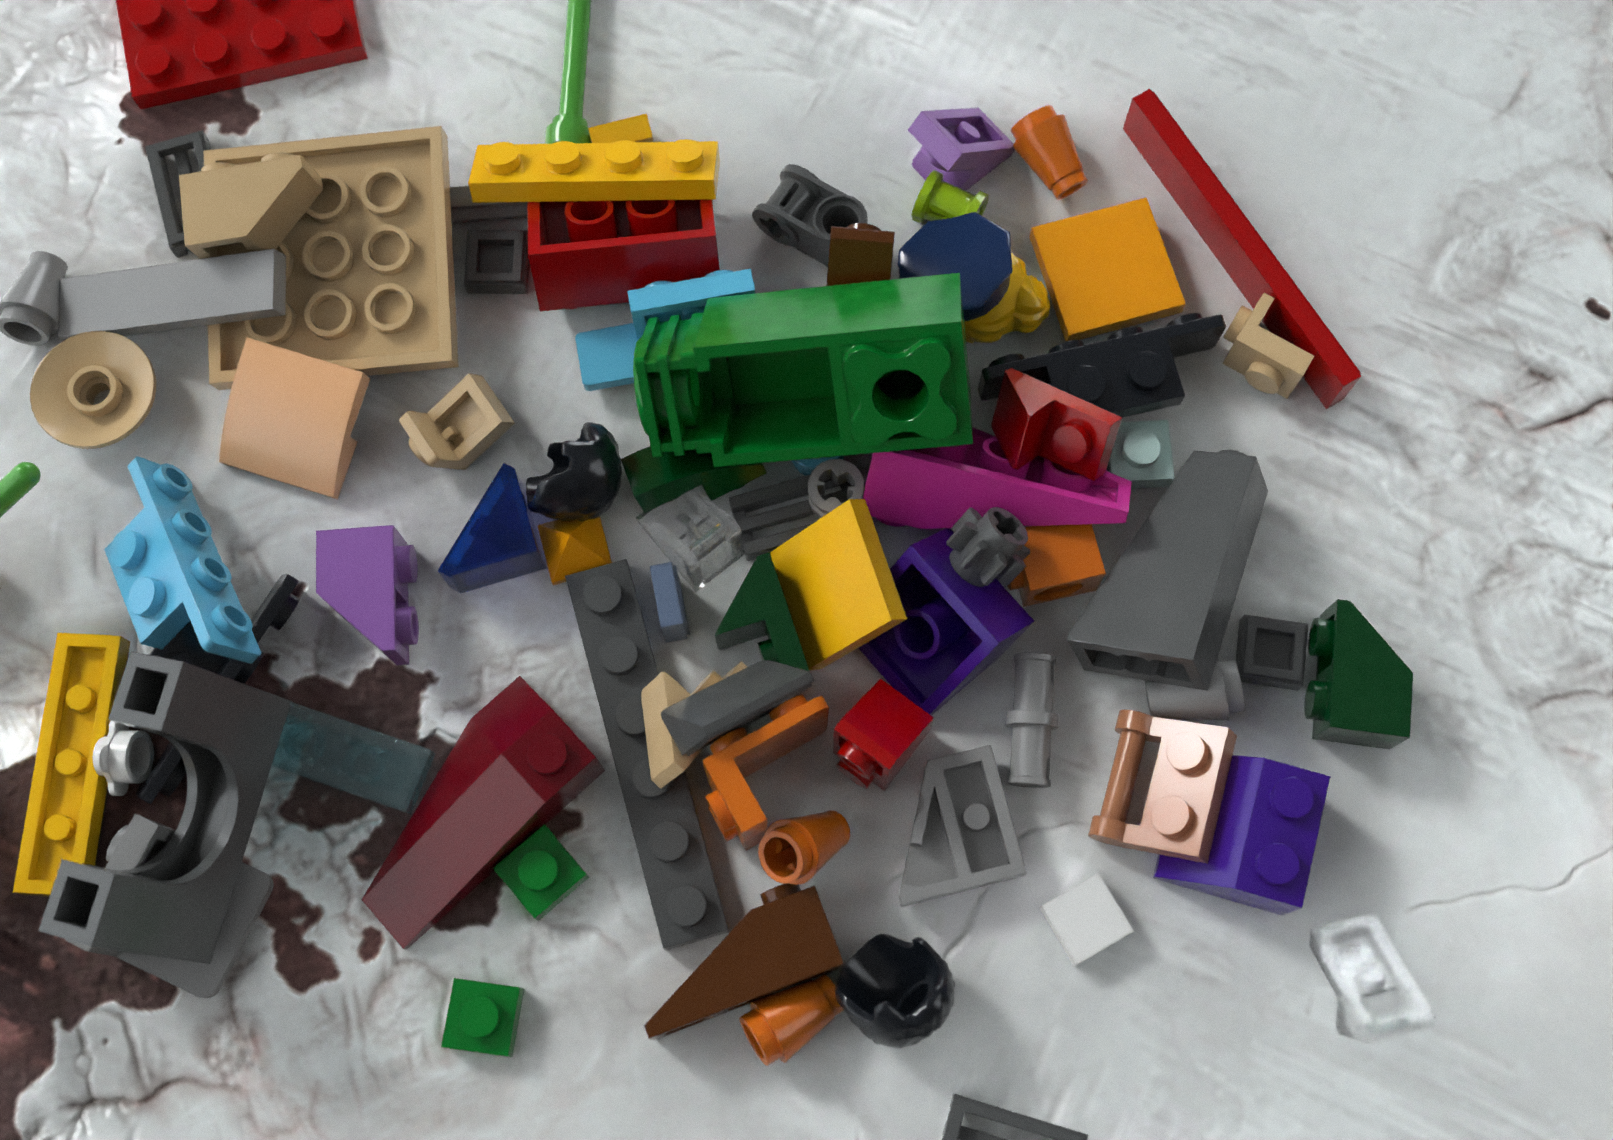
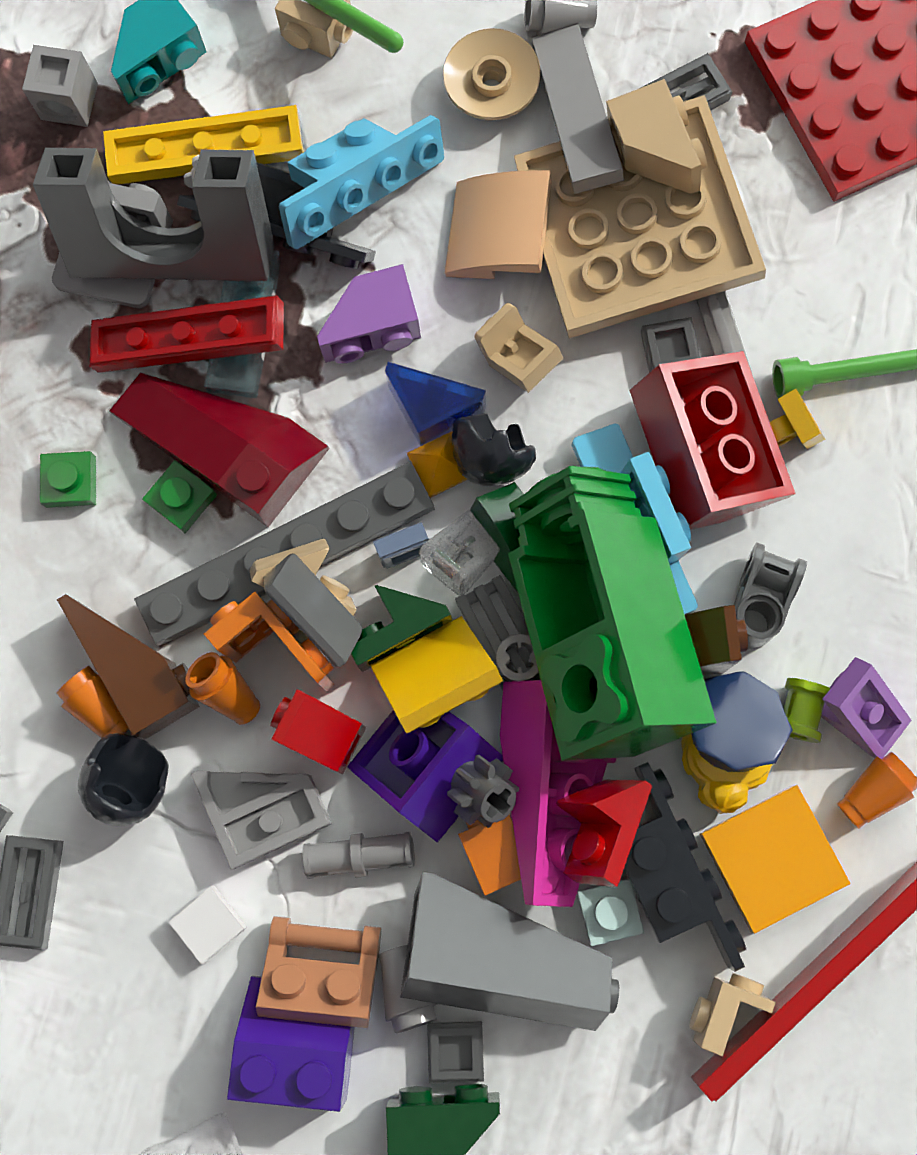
camera: 85 degrees right, 5 degrees up
(330, 824) = (187, 334): none -> red tile
(595, 171) = (755, 405): yellow plate -> none

